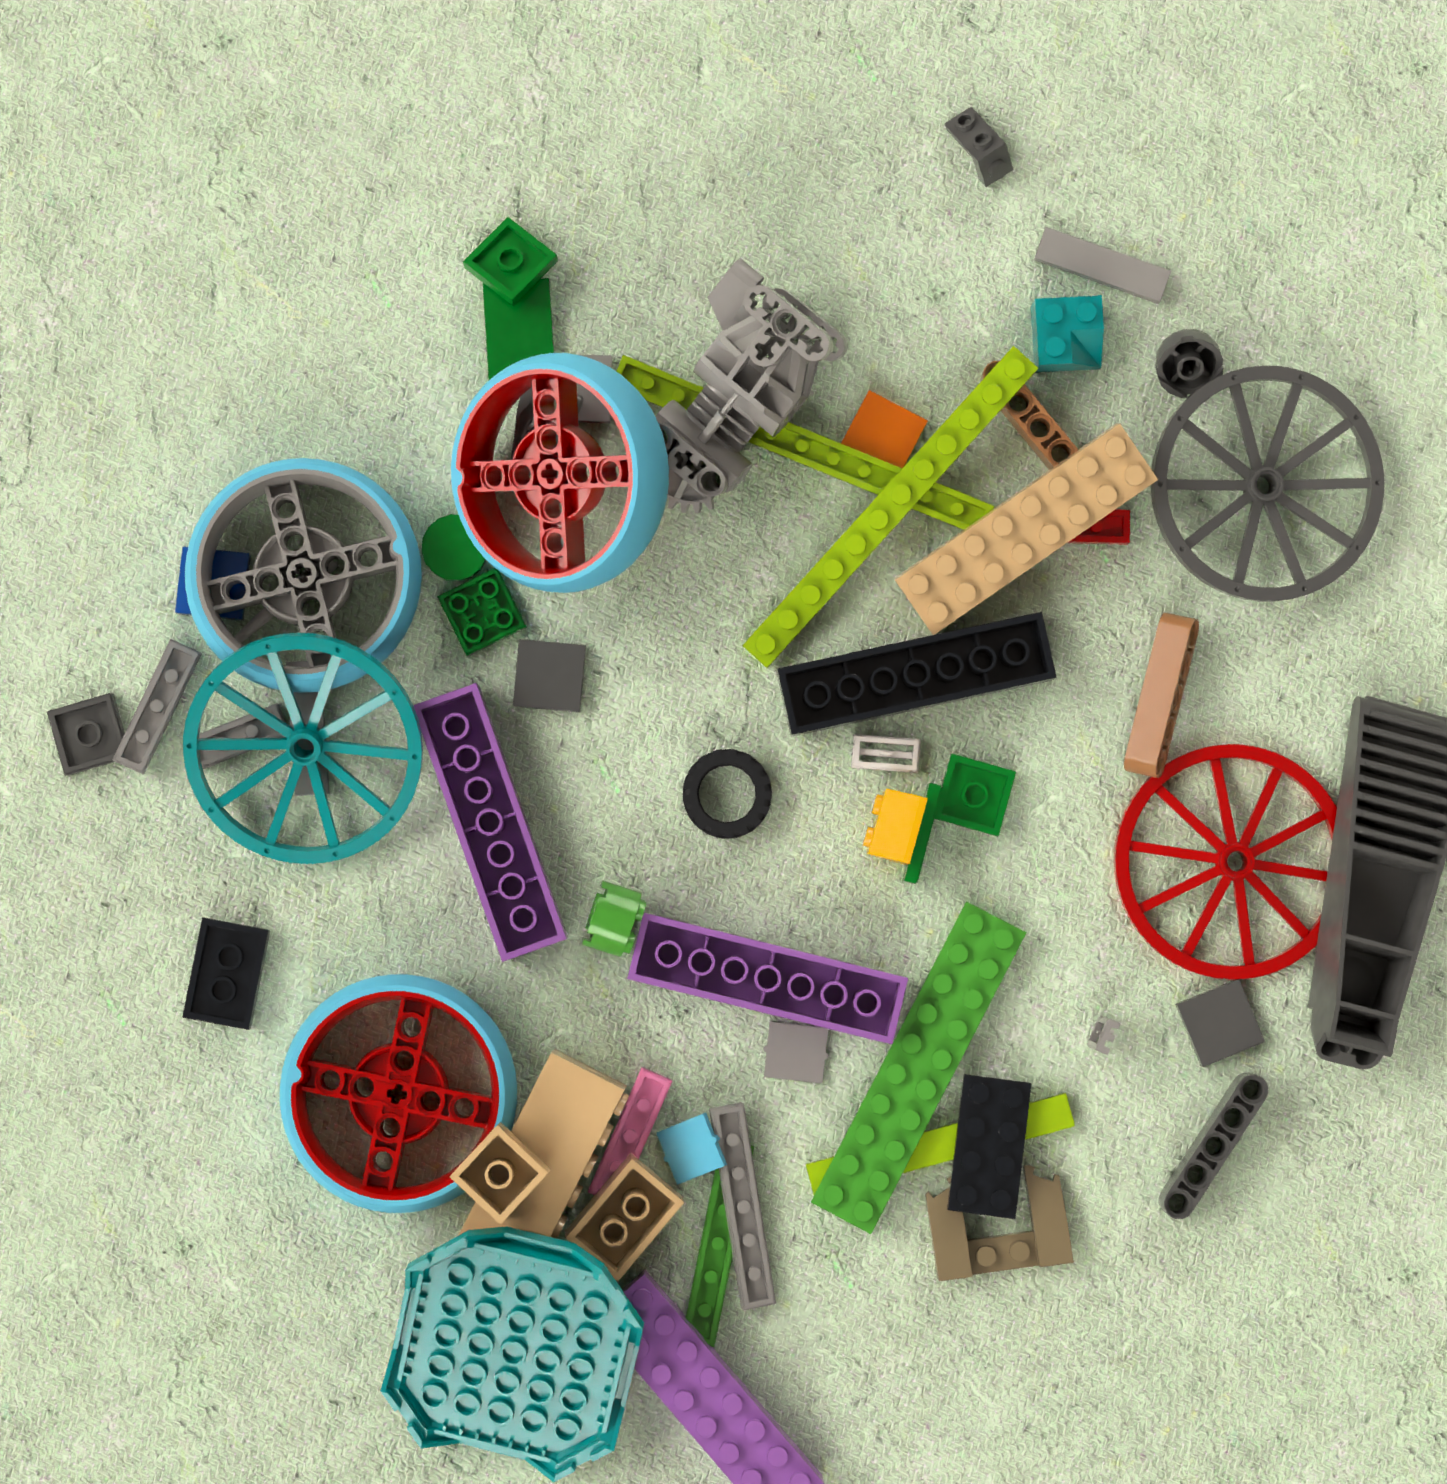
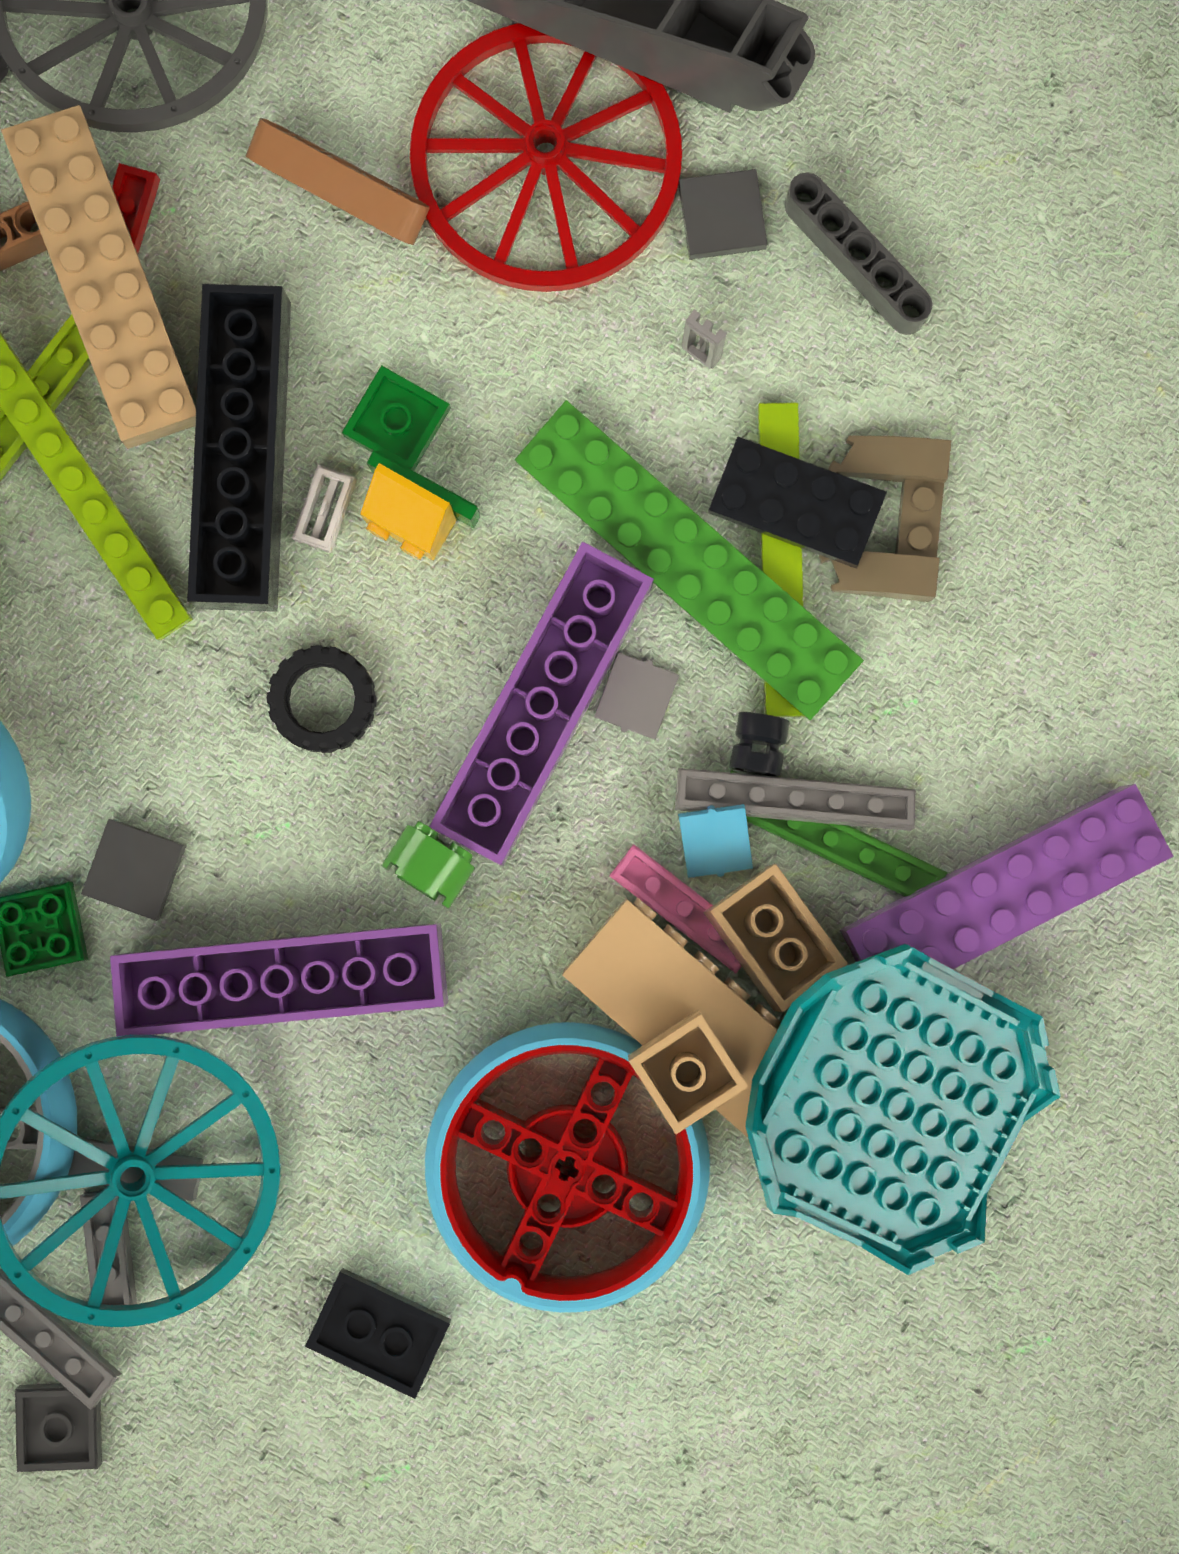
camera: 70 degrees left, 0 degrees up
(791, 1161) = (760, 730): none -> black wheel

